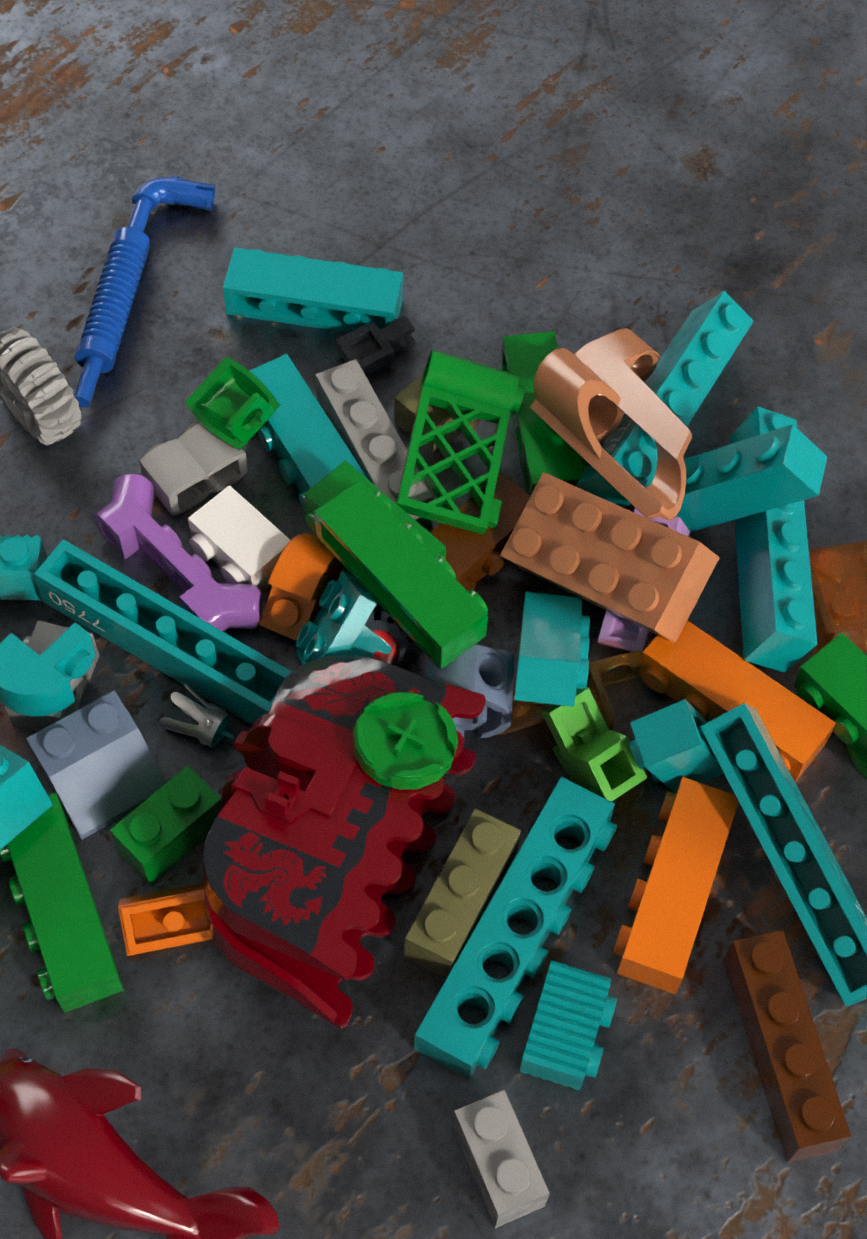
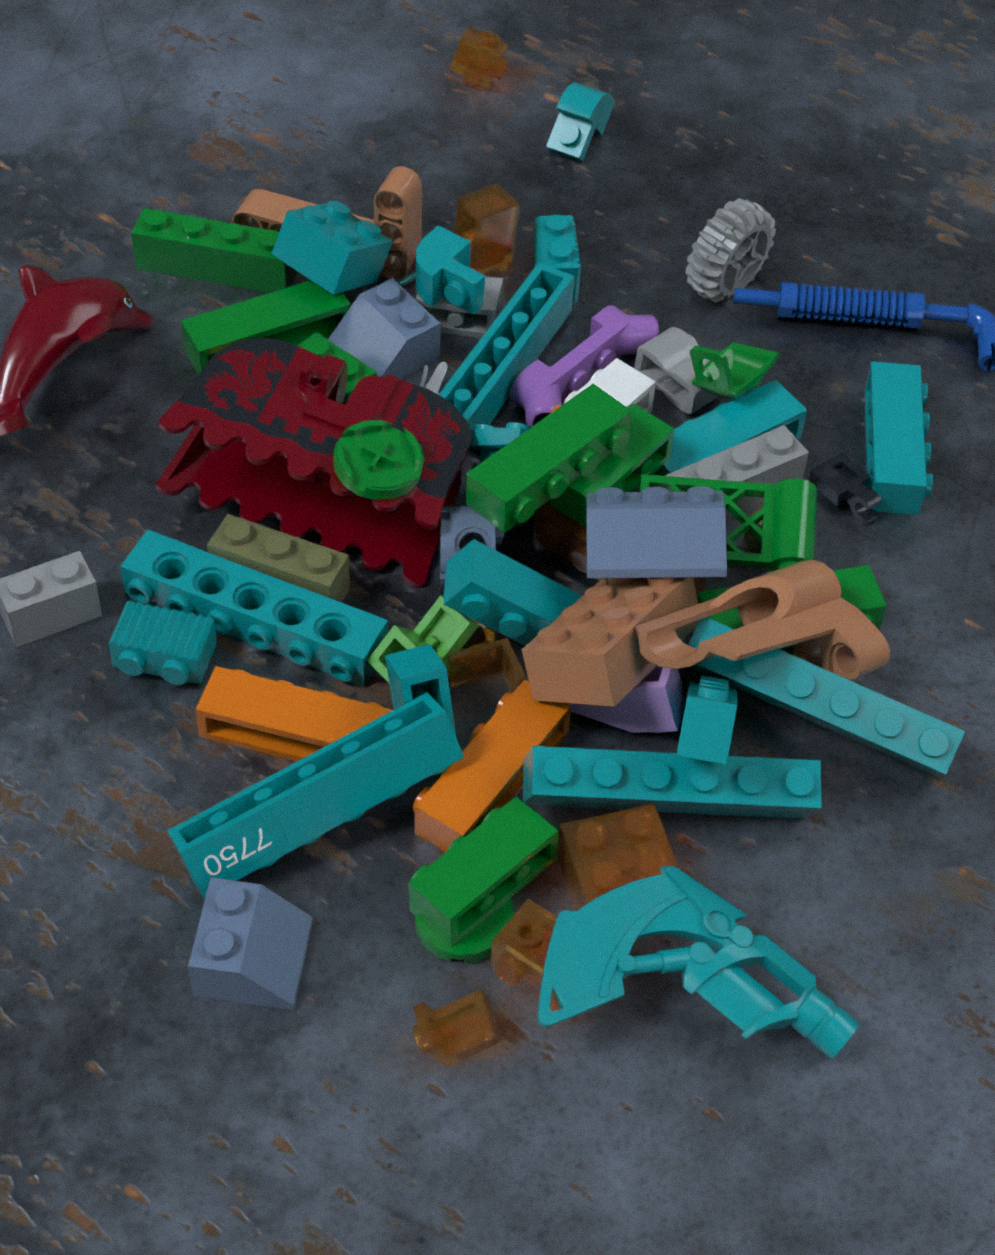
camera: 85 degrees right, 10 degrees down
(506, 493) = (656, 533): none -> sand blue slope
(786, 1047) = (135, 798): reddish brown brick -> none

